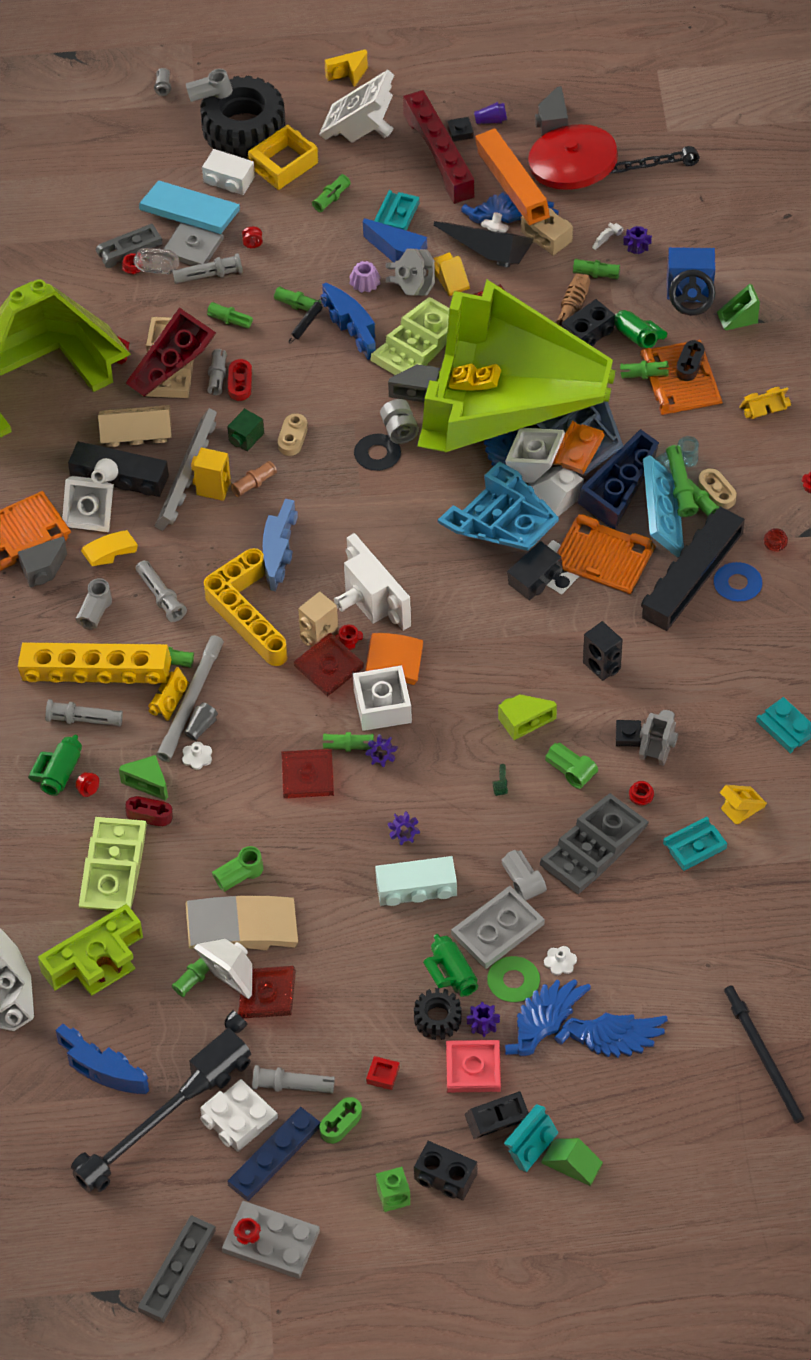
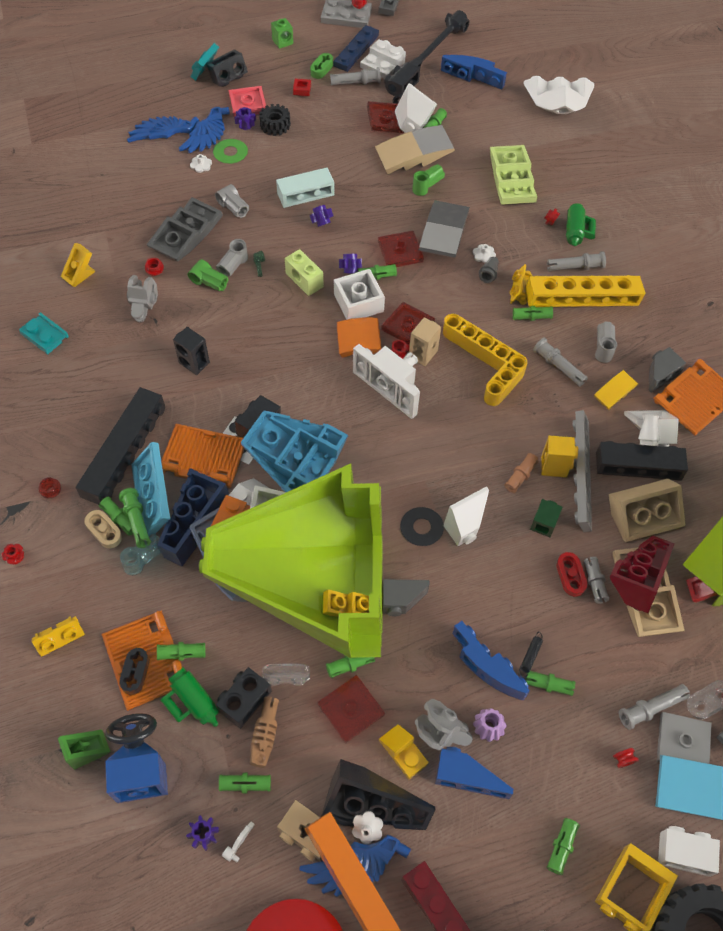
camera: 165 degrees right, 5 degrees up
(94, 954) = (501, 116): lime piece -> none
(145, 776) = (512, 225): bright green slope -> none
(149, 810) = (502, 208): dark red beam -> none
(171, 739) = (502, 320): light grey piece -> none
(229, 315) = (609, 650): bright green axle -> none
(240, 786) = (444, 228): none -> slope
(276, 543) = (482, 412): medium blue slope -> none
(295, 430) = (503, 526): tan plate -> none
(329, 437) = (465, 517): none -> white slope
(398, 210) = (481, 828): teal plate -> none
(399, 421) = (409, 548): light grey wheel -> none
(416, 339) = (414, 655): yellowish green slope -> none
(445, 746) = (304, 272): none -> yellowish green brick
(449, 1165) = (254, 46): black brick -> none
(453, 965) = (269, 143): green piece -> none
(497, 927) = (245, 169): light grey plate -> none
(525, 714) = (247, 305): lime slope -> none
(534, 785) = (233, 258): none -> light grey piece
(573, 1159) = (179, 61): bright green slope -> none
(628, 733) = (167, 309): black plate -> none
(695, 843) = (112, 237): teal plate -> none
(725, 572) = (69, 450): blue piece -> none
(741, 1012) = (77, 145): black bar -> none

